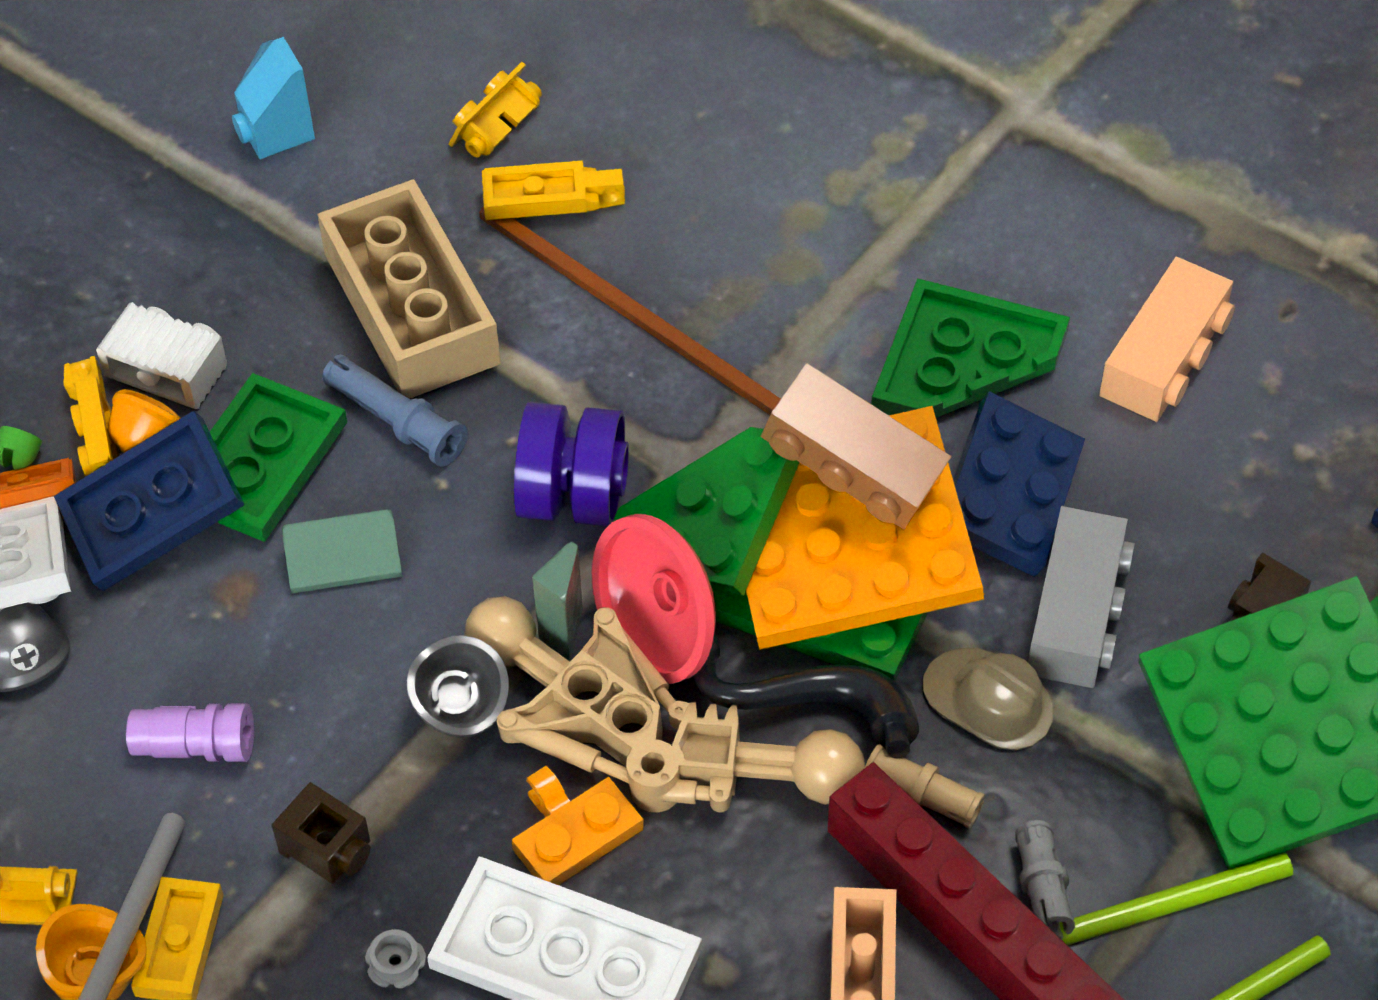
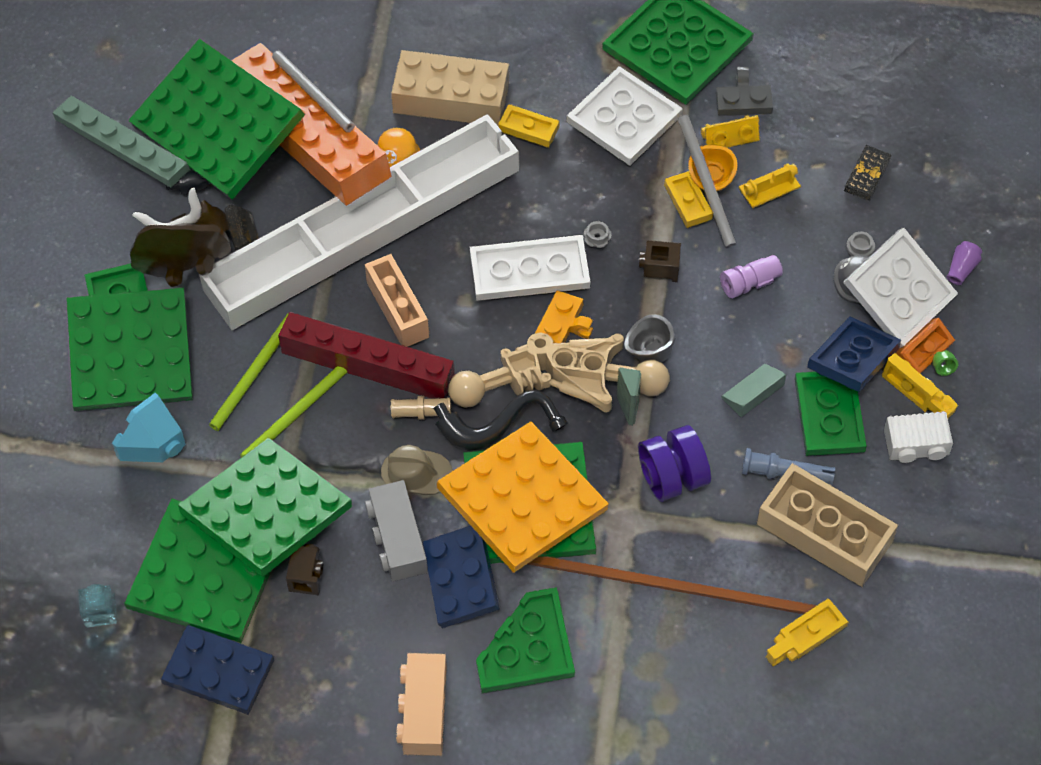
camera: 150 degrees right, 5 degrees up
(137, 418) = (888, 395): light orange helmet -> none
(273, 101) = (994, 609): medium azure slope -> none
(481, 123) = (876, 682): yellow hinge -> none
(657, 593) = (583, 411): coral dish -> none
(723, 506) = (589, 464): green plate -> none
(854, 447) = (529, 492): brick -> none
(1044, 876) = (346, 389): light grey pin -> none

